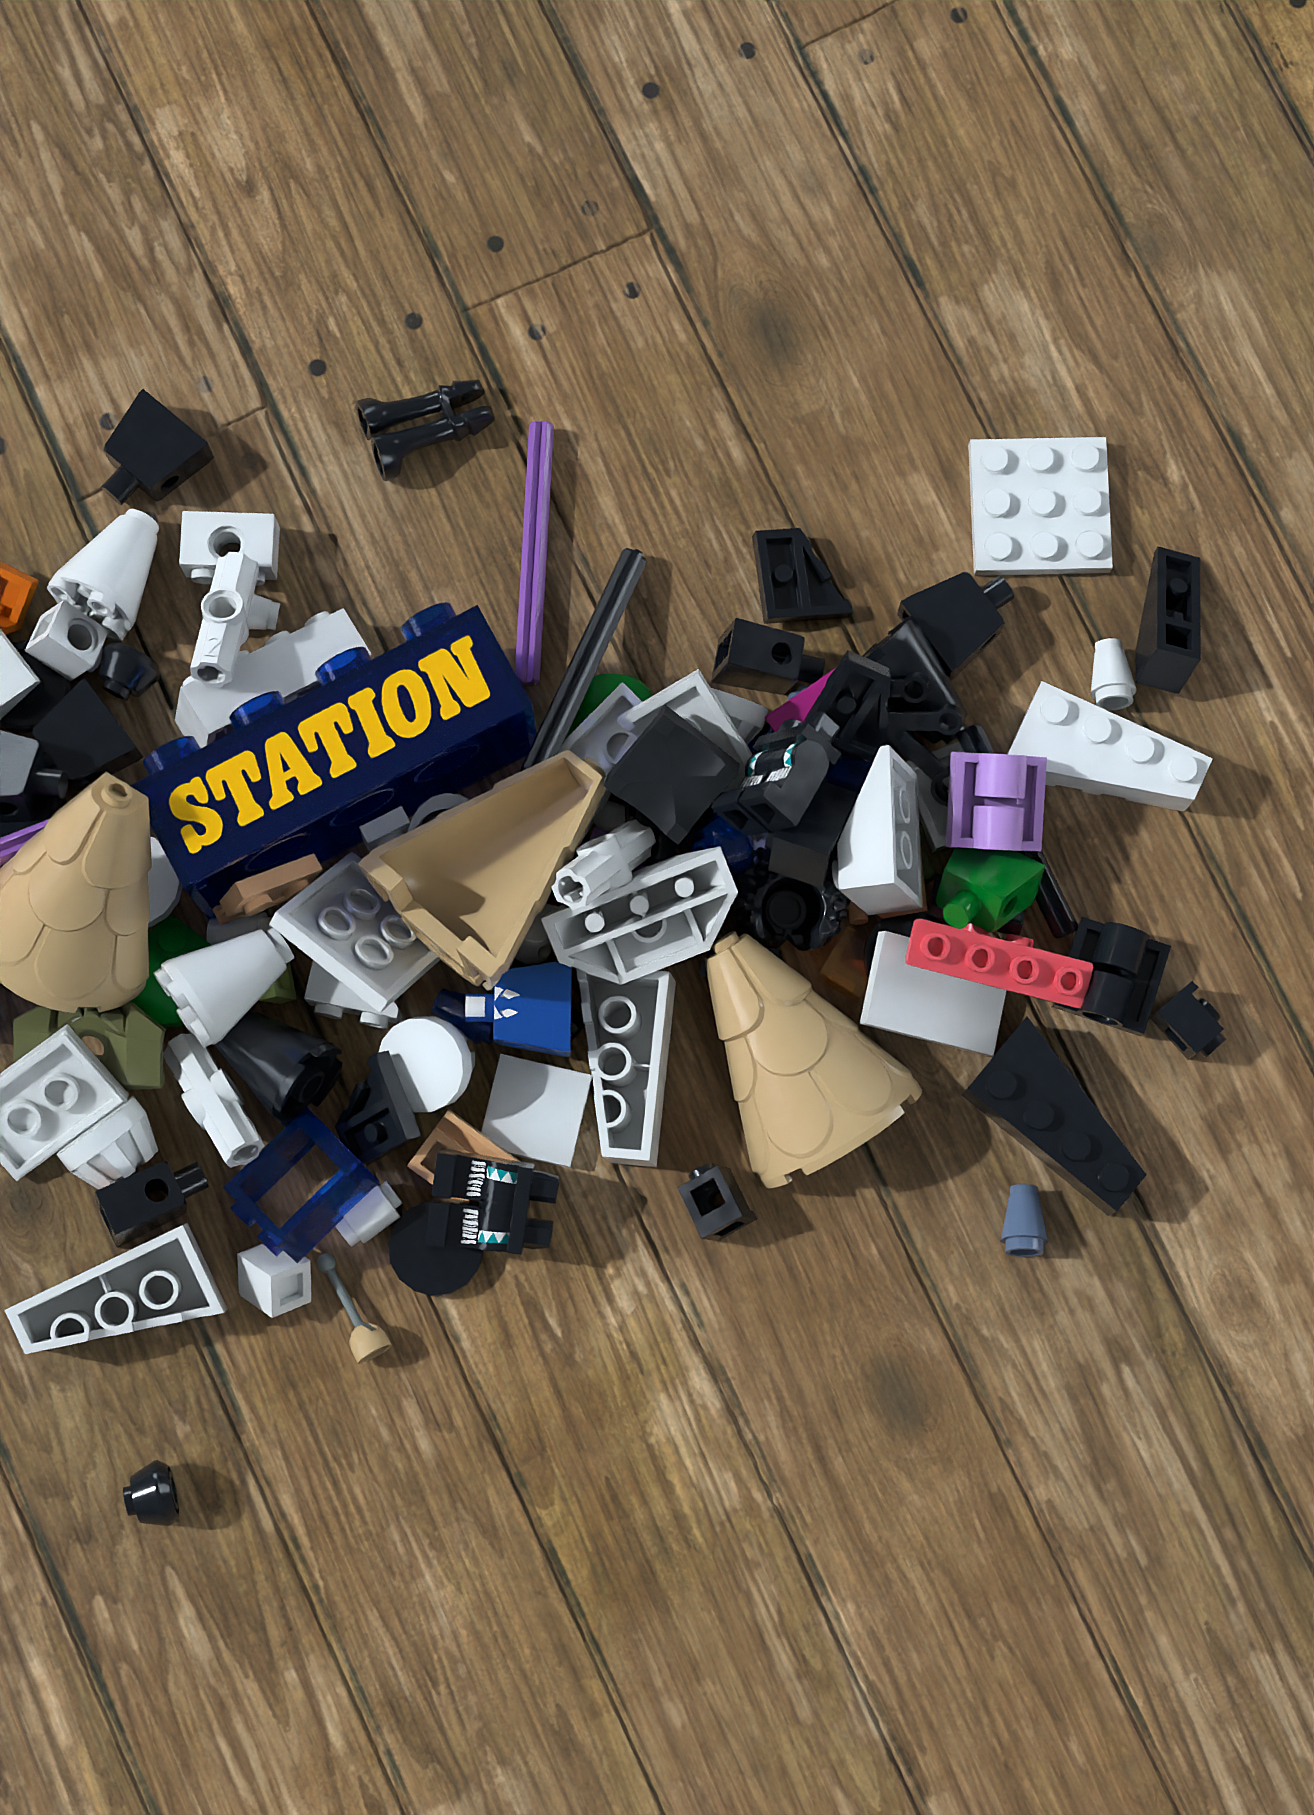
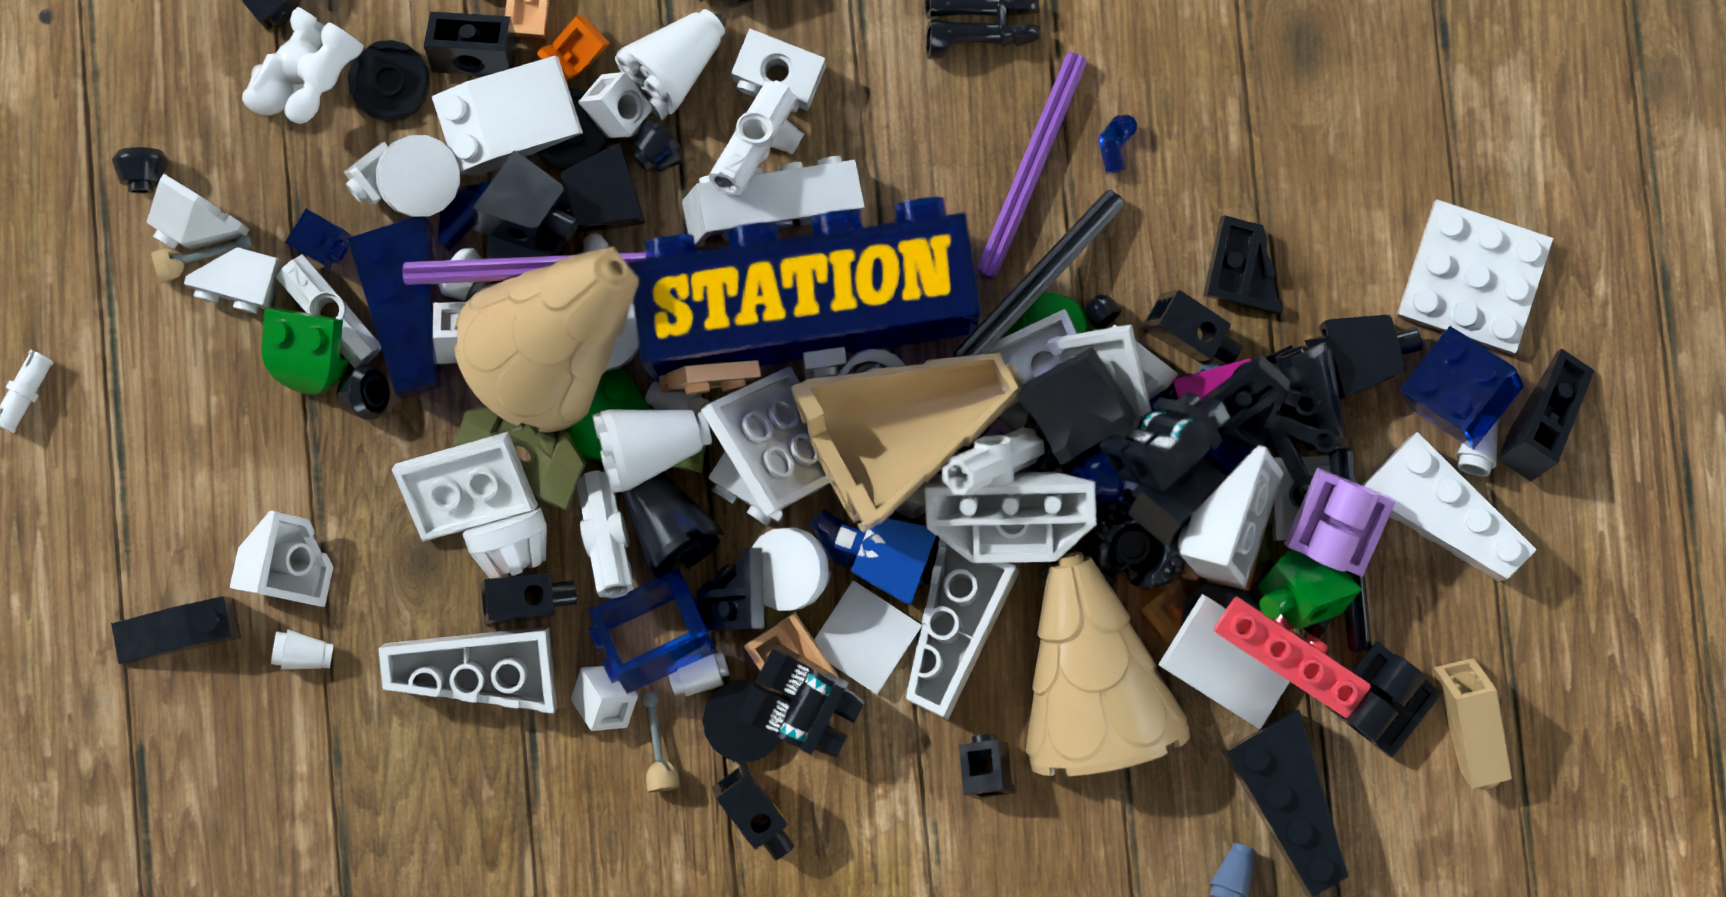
camera: 25 degrees right, 5 degrees up
(152, 1495) = (446, 838): black cone -> none
(464, 1330) = (745, 797): none -> black torso
(610, 498) = (1113, 139): none -> clear blue arm
(662, 674) = (1102, 311): none -> black hinge
(1070, 619) = (1461, 387): none -> clear blue brick
(1190, 1023) = (1434, 762): black brick -> none
(1218, 964) = (1474, 723): none -> tan slope

